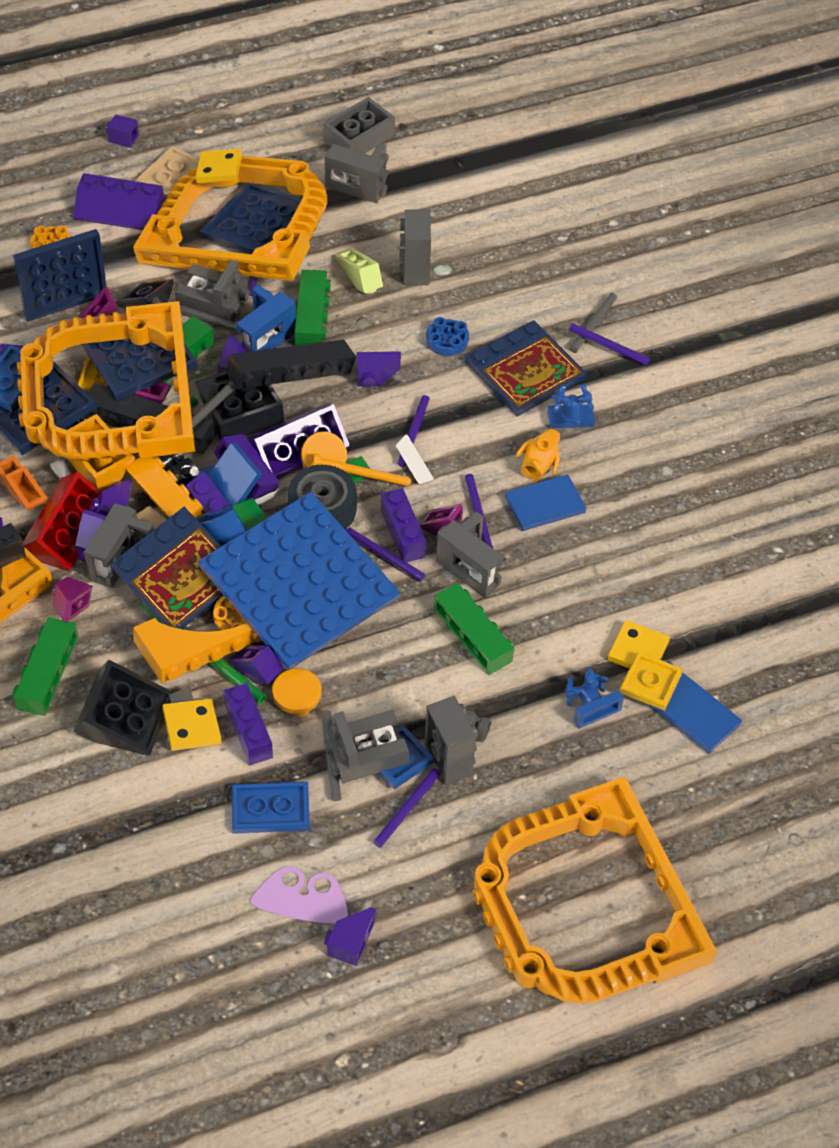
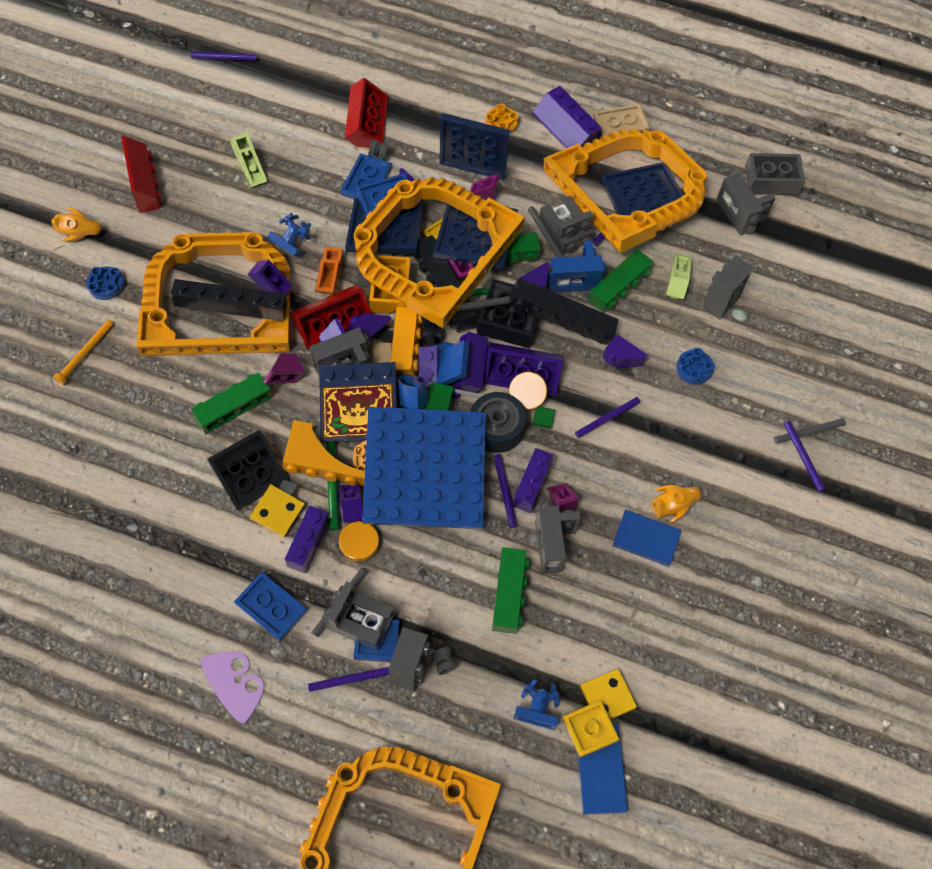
camera: 40 degrees right, 10 degrees up
(122, 130) = (617, 72): dark purple brick -> none
(147, 293) = (518, 198): black slope -> none
(219, 166) = (649, 138): yellow tile -> none
(350, 936) = (230, 737): dark purple slope -> none
(362, 471) = (541, 420): light orange bar -> none
(414, 460) = (586, 439): white sticker -> none
(476, 504) = (594, 509): dark purple bar -> none
(525, 367) = (728, 429): plate -> none
(573, 411) = (727, 486): blue piece -> none

